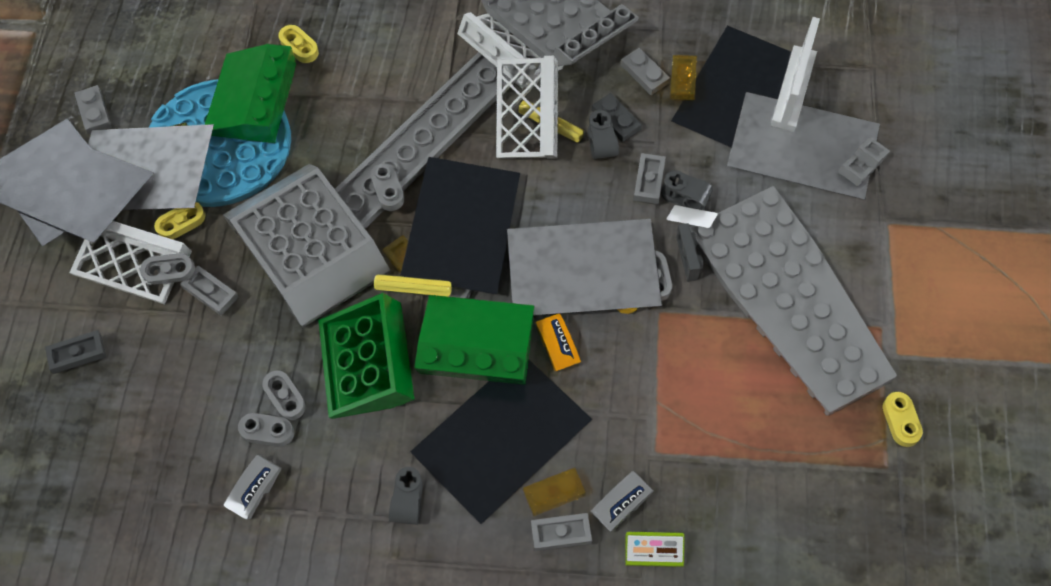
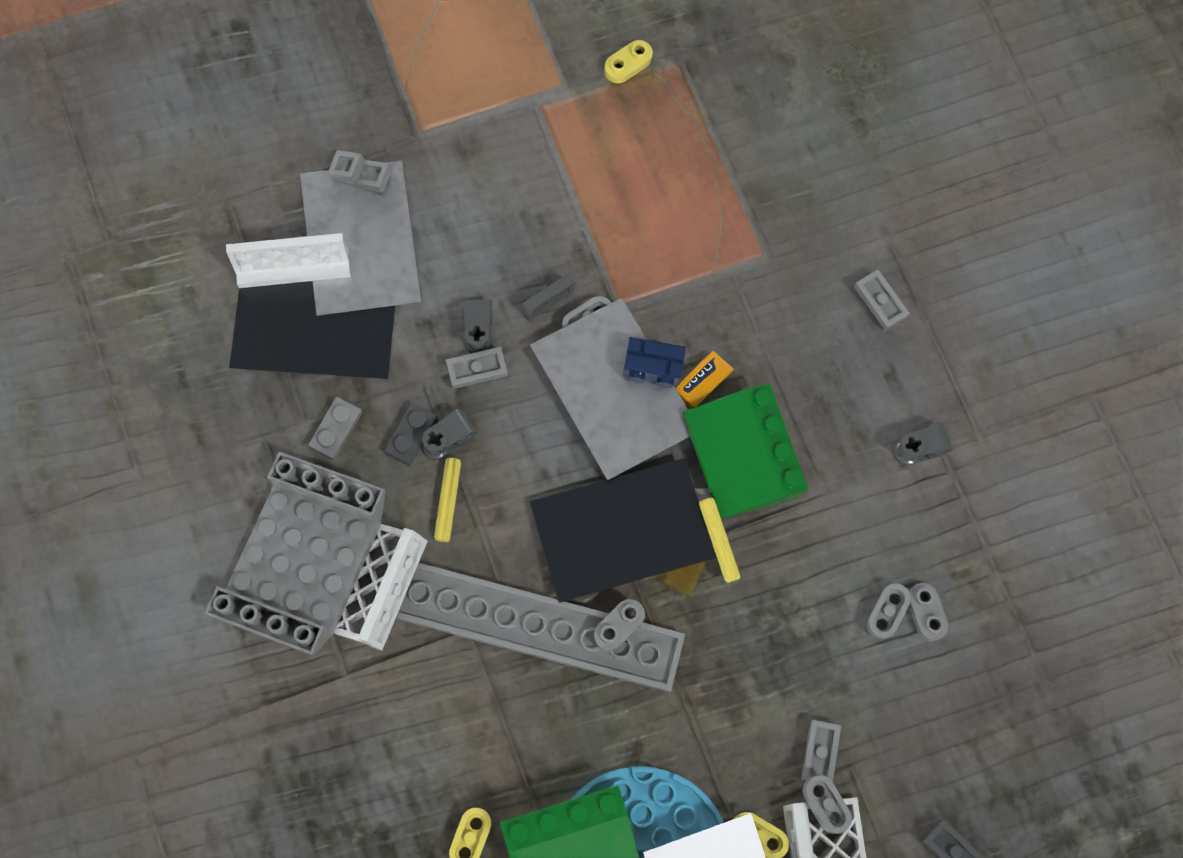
camera: 125 degrees left, 10 degrees up
(251, 487) = (987, 590): light grey slope -> none
(308, 243) = (718, 686): light grey slope -> none
(366, 358) = (813, 552): green slope -> none
(500, 440) = (825, 393): black sticker -> none
(548, 108) = (442, 498): white fence -> none
(554, 491) = (847, 323): clear yellow plate -> none
(588, 297) = (654, 362): none -> dark blue brick
(622, 501) = (825, 259): light grey slope -> none
(654, 549) = (853, 220): slope -> none
(683, 77) = (330, 382): clear yellow plate -> none
(692, 216) = (504, 309): white sticker -> none
(794, 299) = (544, 194): light grey wing -> none

